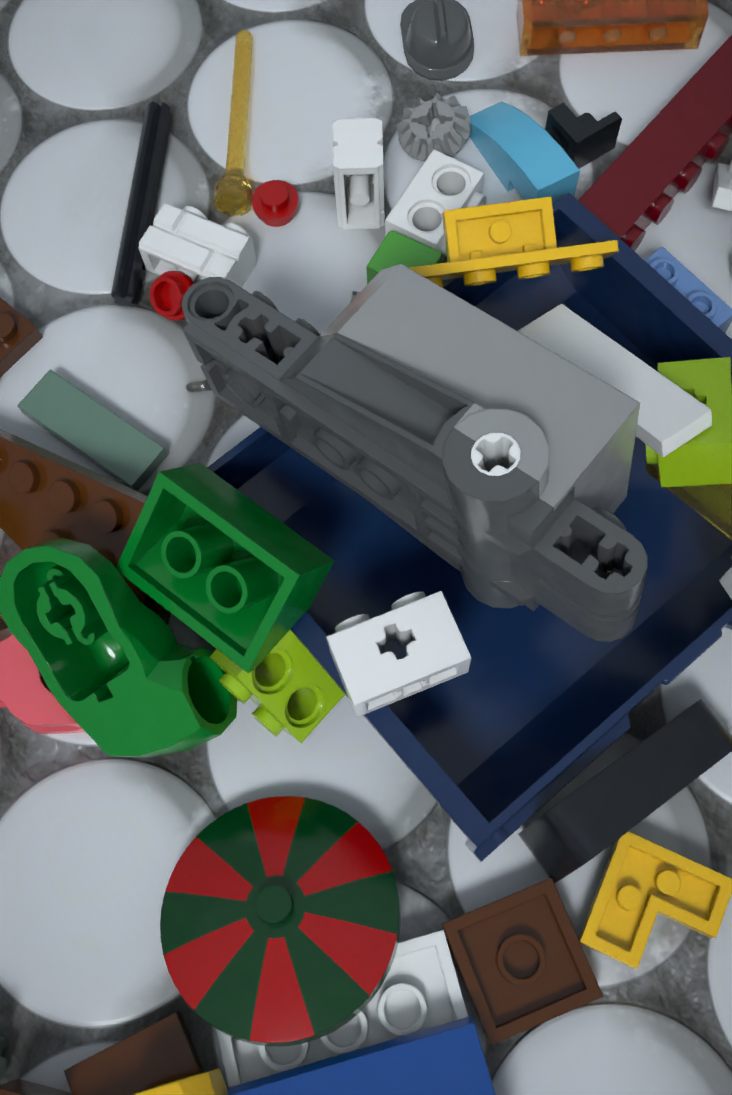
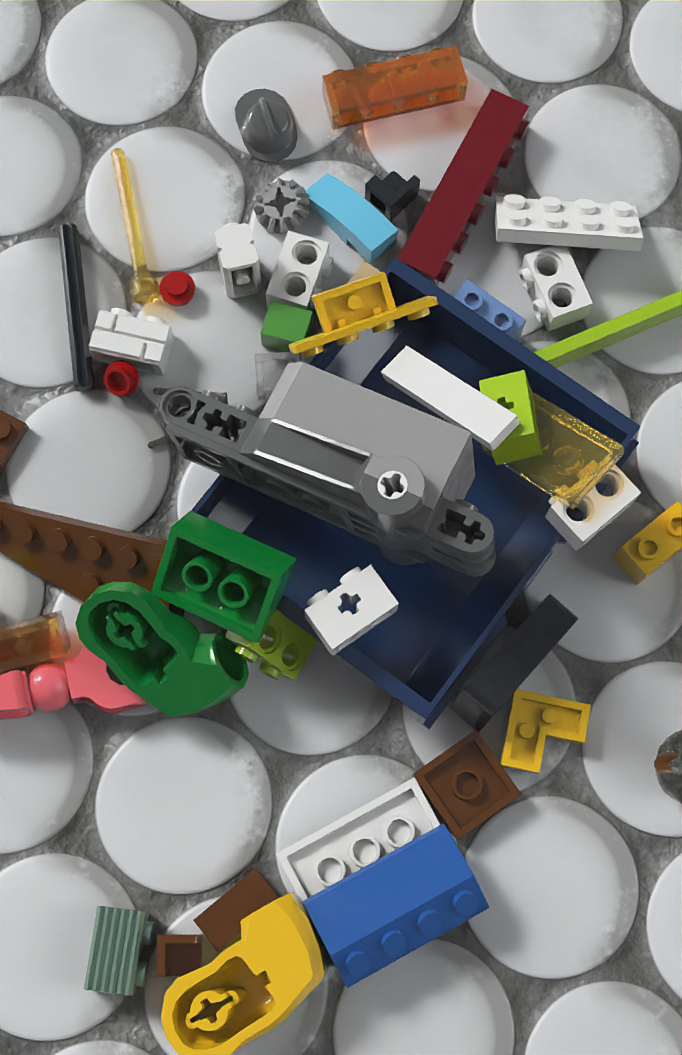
camera: 20 degrees left, 5 degrees up
(93, 430) = (88, 492): sand green tile -> none
(280, 921) = (308, 794): dish -> none

